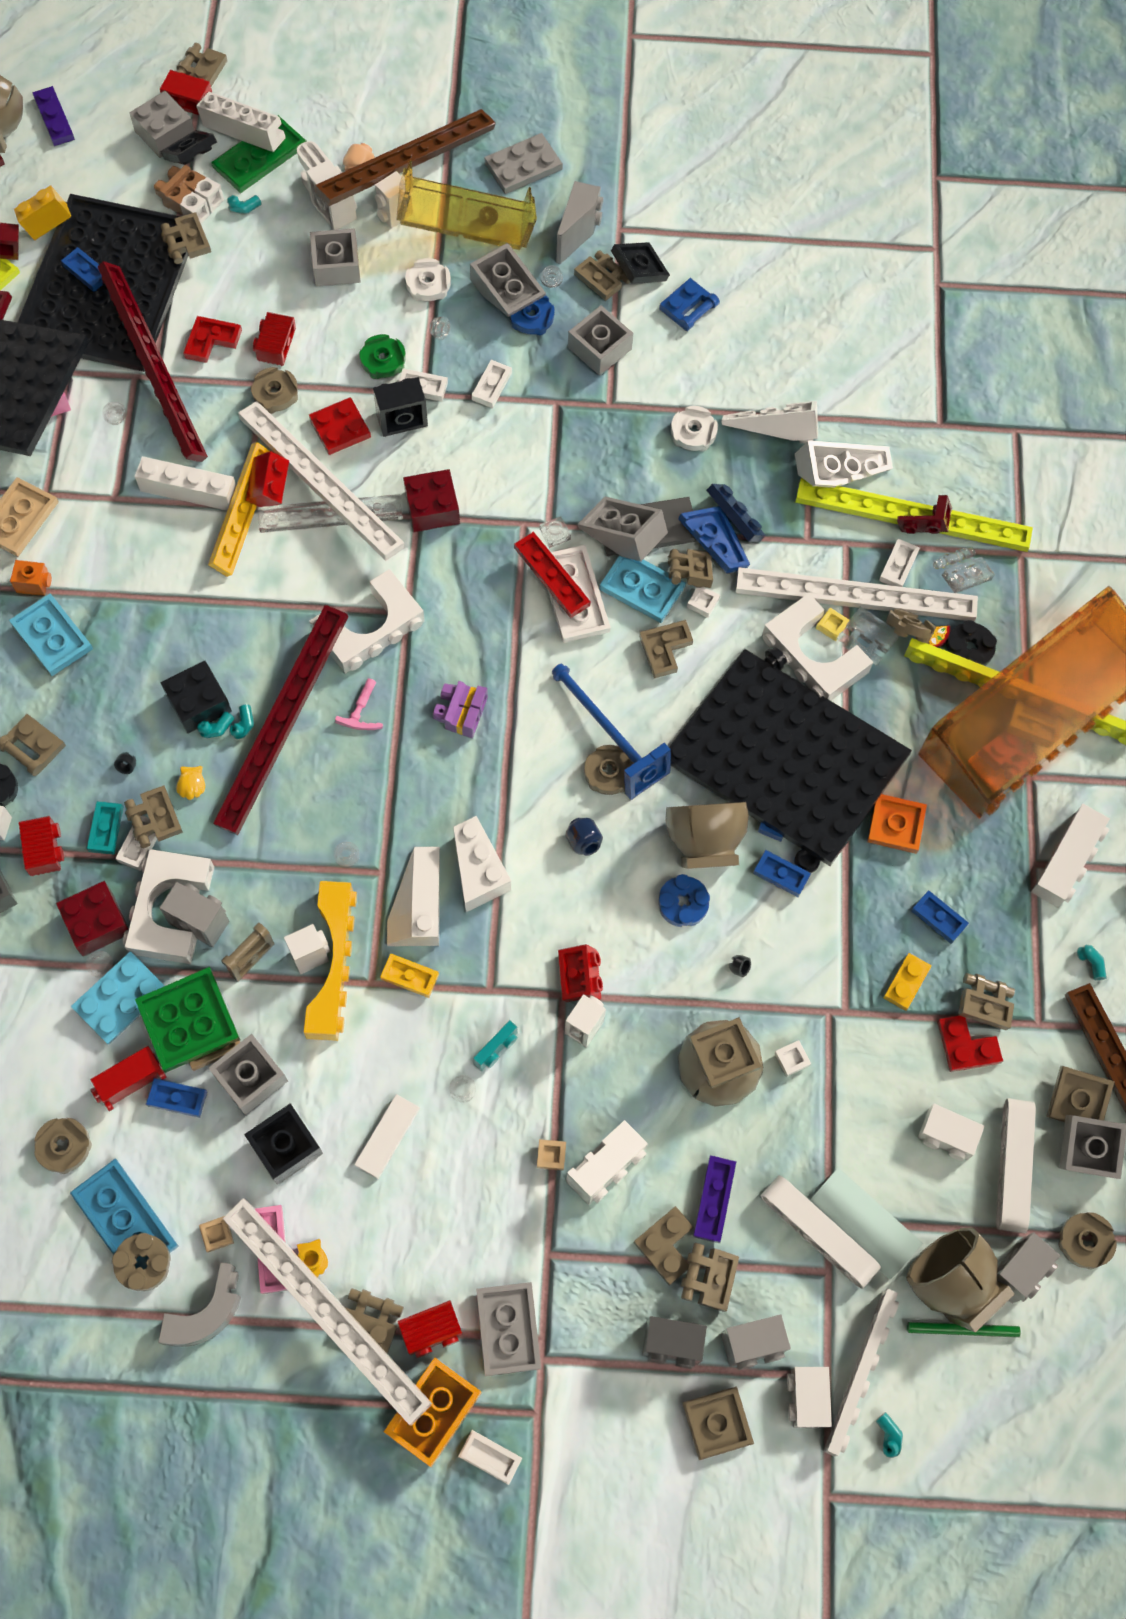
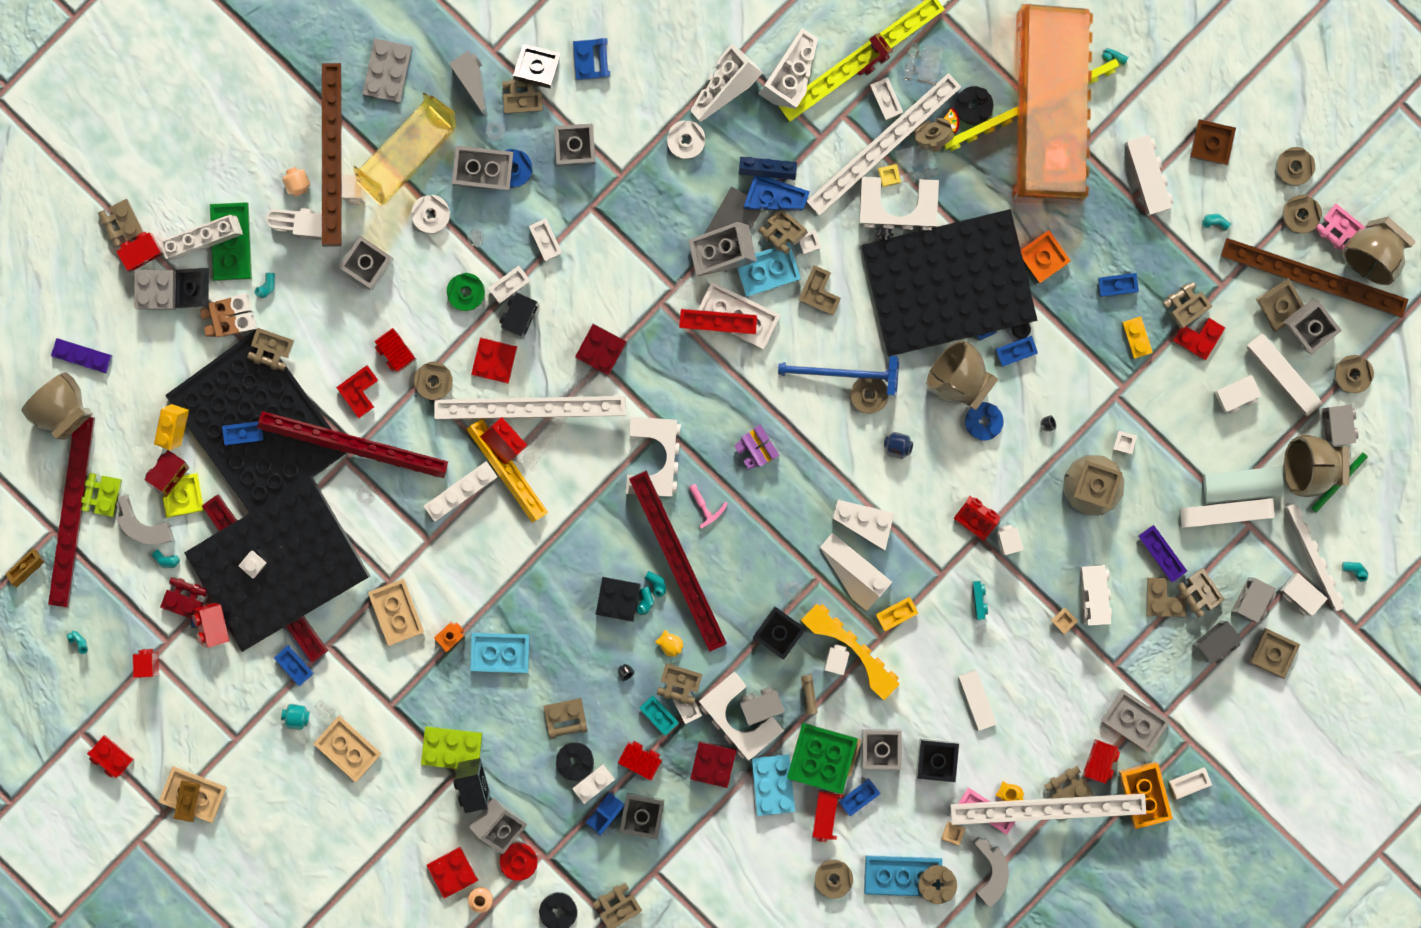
camera: 45 degrees left, 20 degrees up
(289, 871) = (779, 632): none -> black brick

